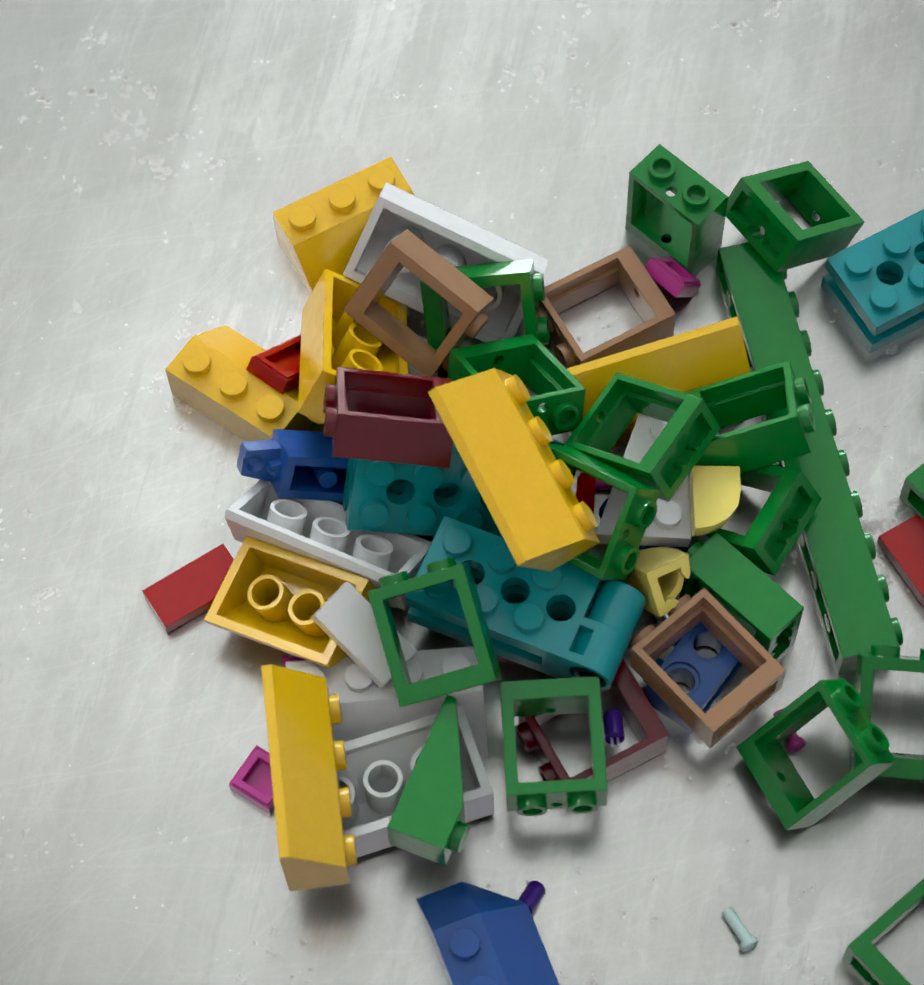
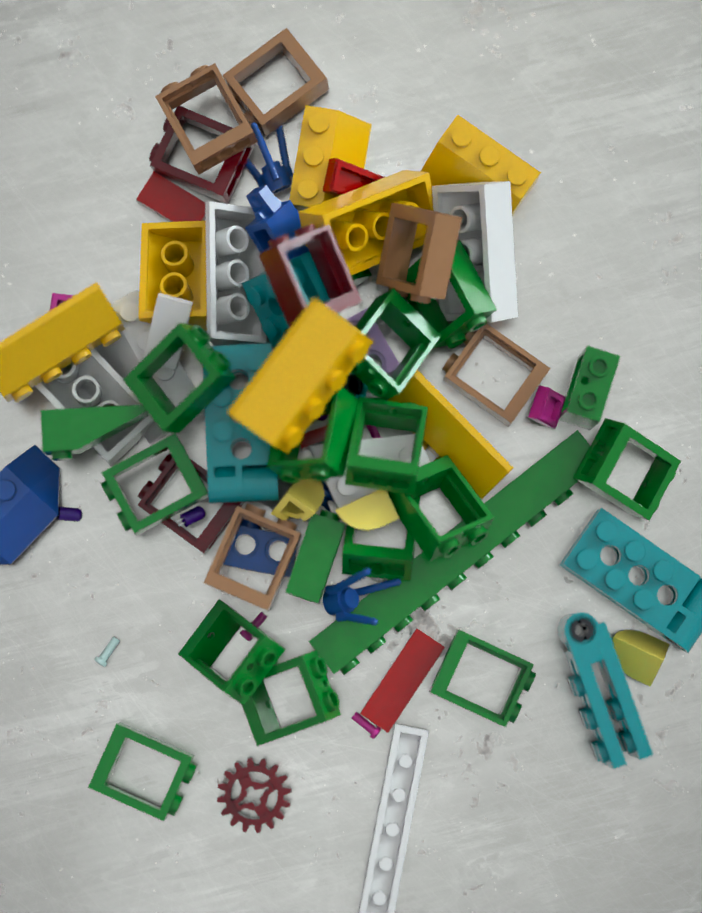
camera: 60 degrees right, 20 degrees up
(106, 362) = (294, 103): none -> medium nougat window
(113, 440) = (223, 145): none -> medium nougat window
(177, 550) = (229, 173): none -> dark red window
(223, 453) = (274, 175): none -> blue plant
(809, 586) = (342, 599): none -> blue plant

